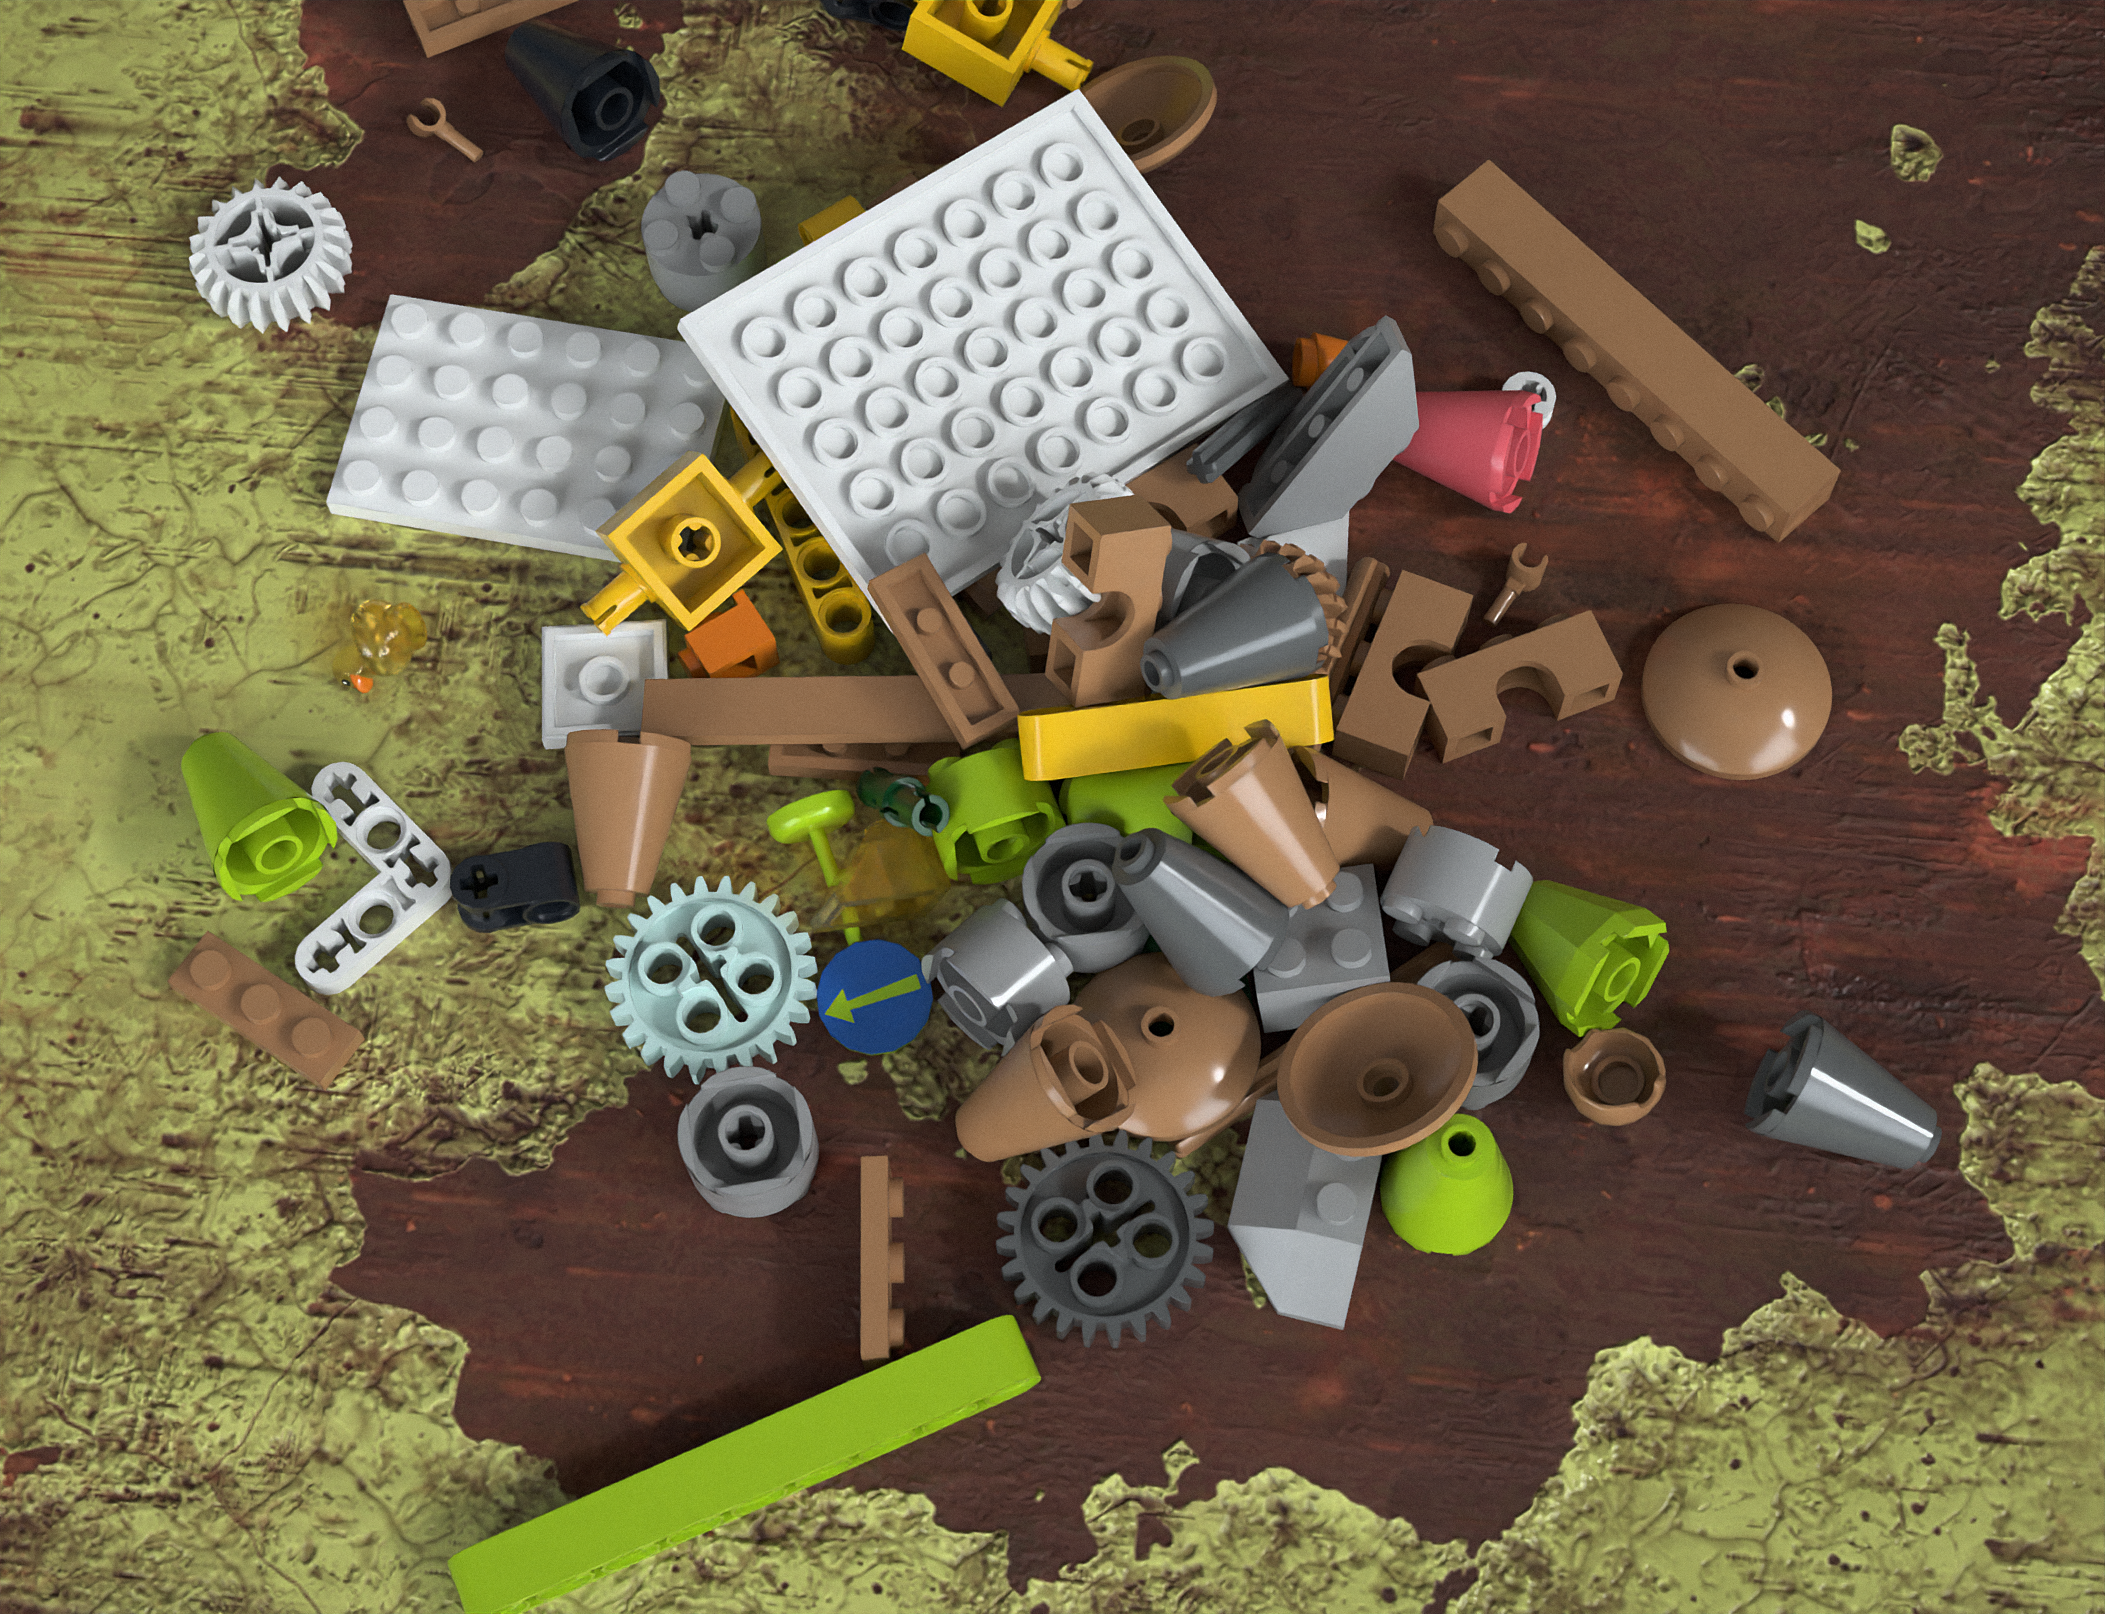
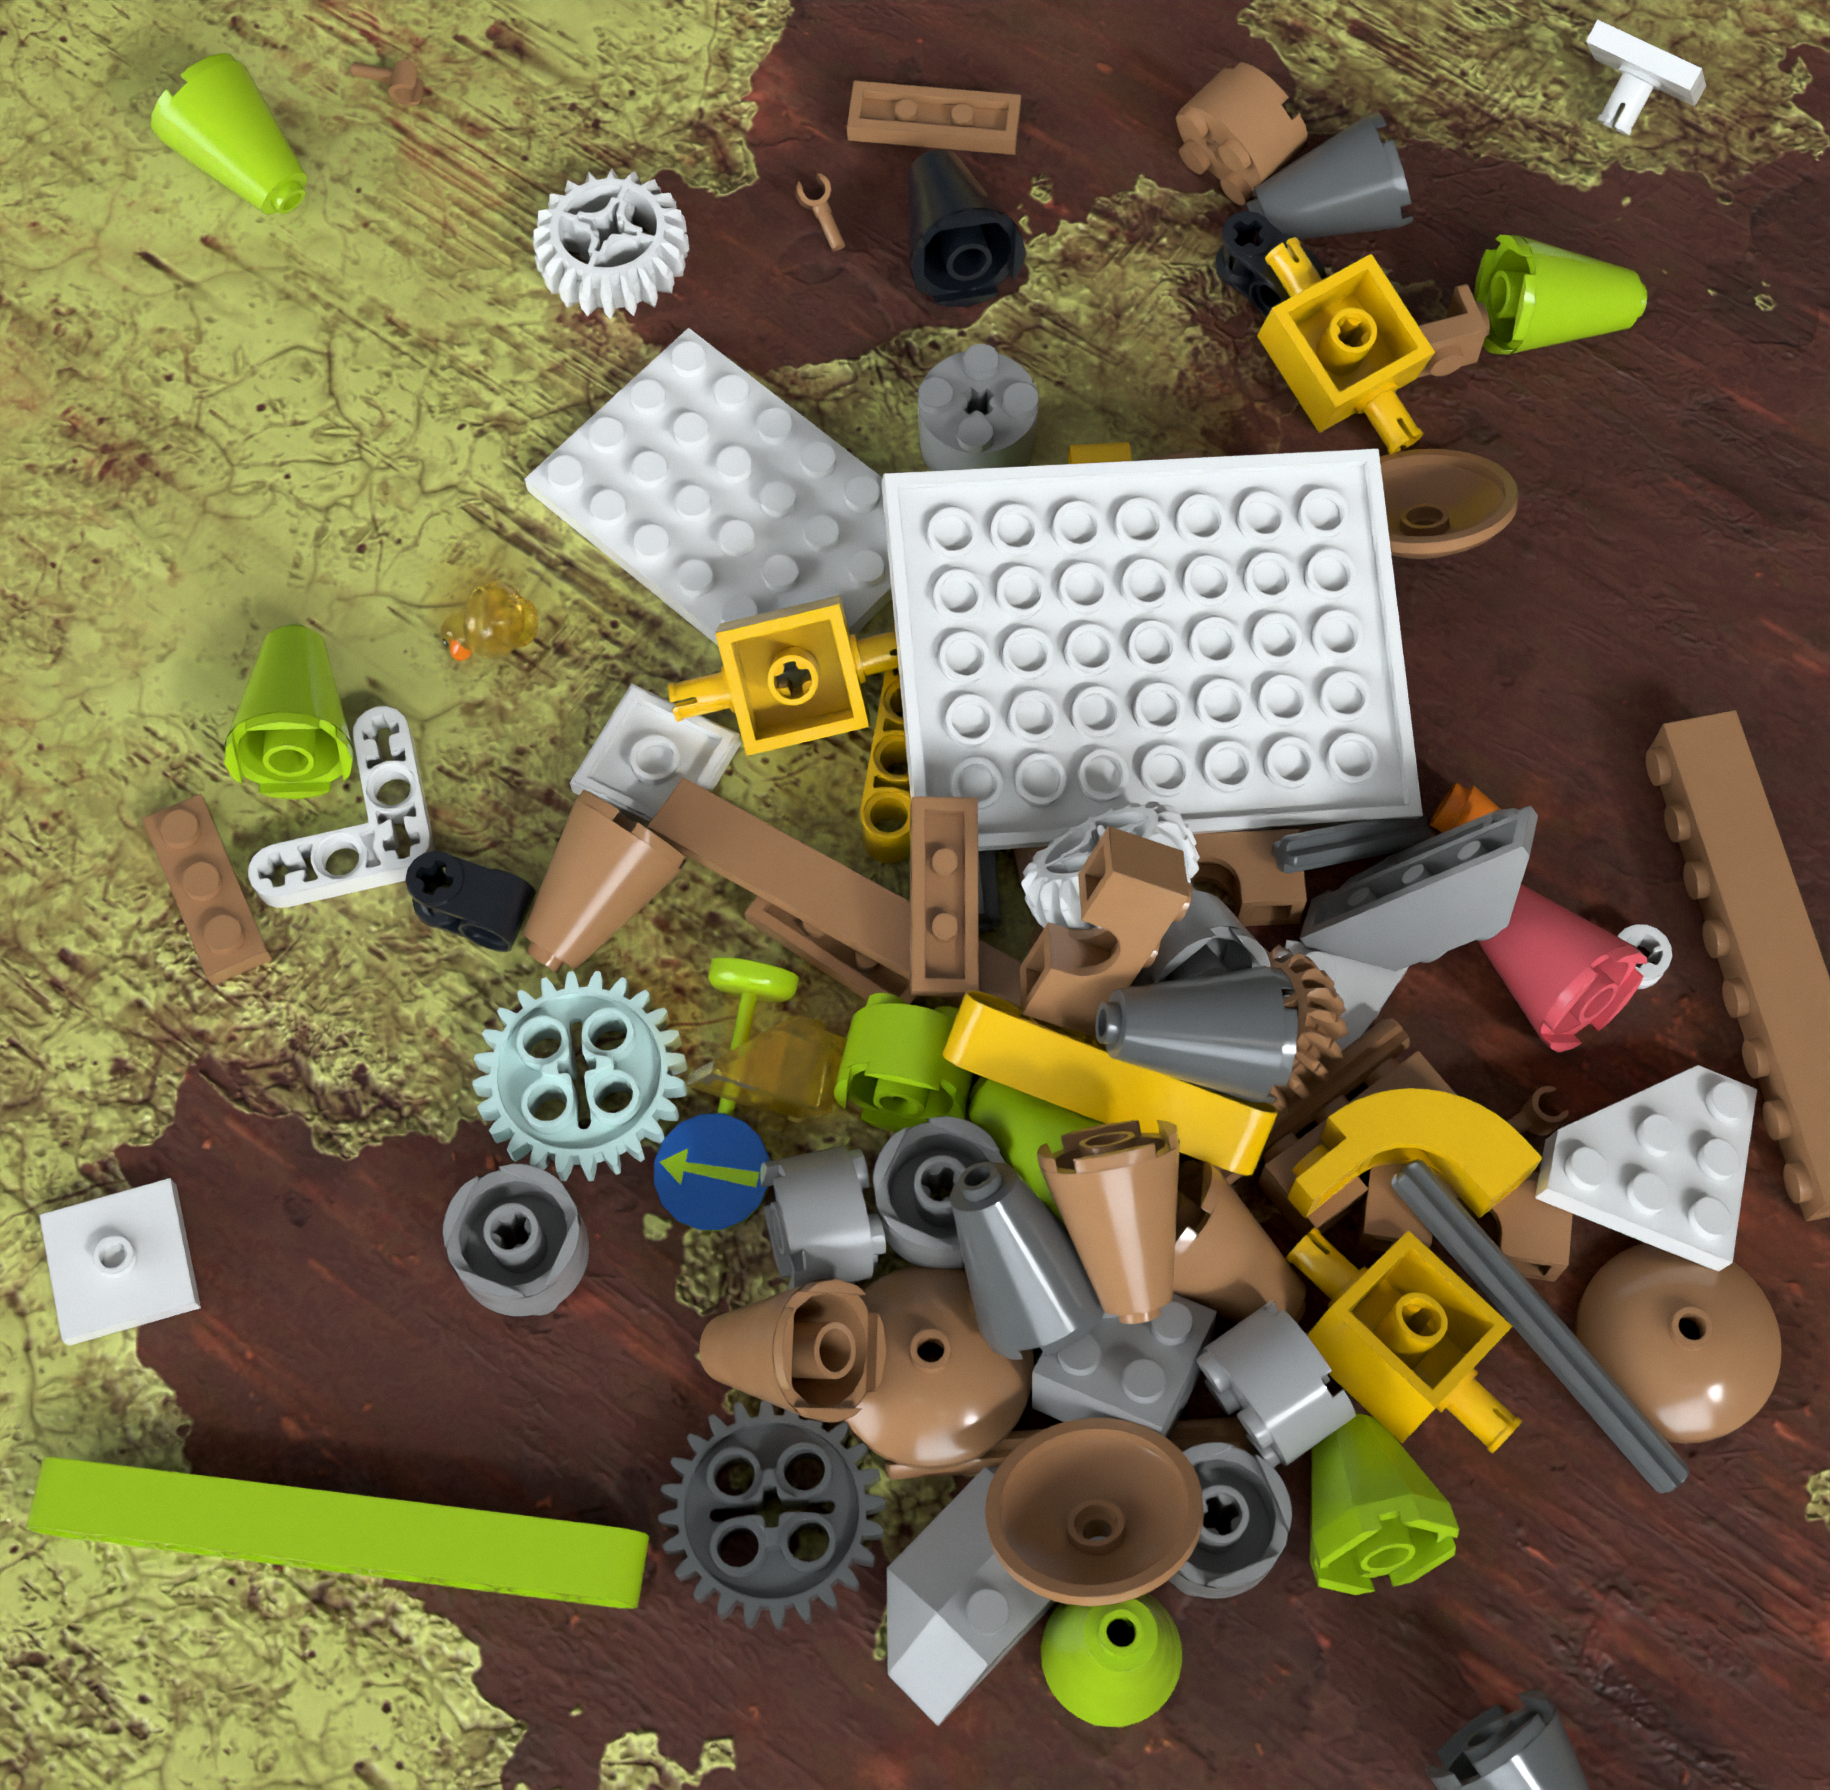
camera: 30 degrees right, 0 degrees up
(400, 1365) = (119, 1261): none -> white plate
(730, 644) = (778, 787): orange brick -> none
(880, 1262) = (563, 1416): medium nougat plate -> none
(903, 801) = (831, 1011): dark green pin -> none
(1454, 624) = (1453, 1135): none -> yellow arch
(1533, 799) = (1406, 1337): none -> yellow brick
(1614, 1076) = (1329, 1643): medium nougat hair -> none
(1627, 734) = (1540, 1326): none -> dark grey axle
(1645, 557) = (1659, 1165): none -> white plate

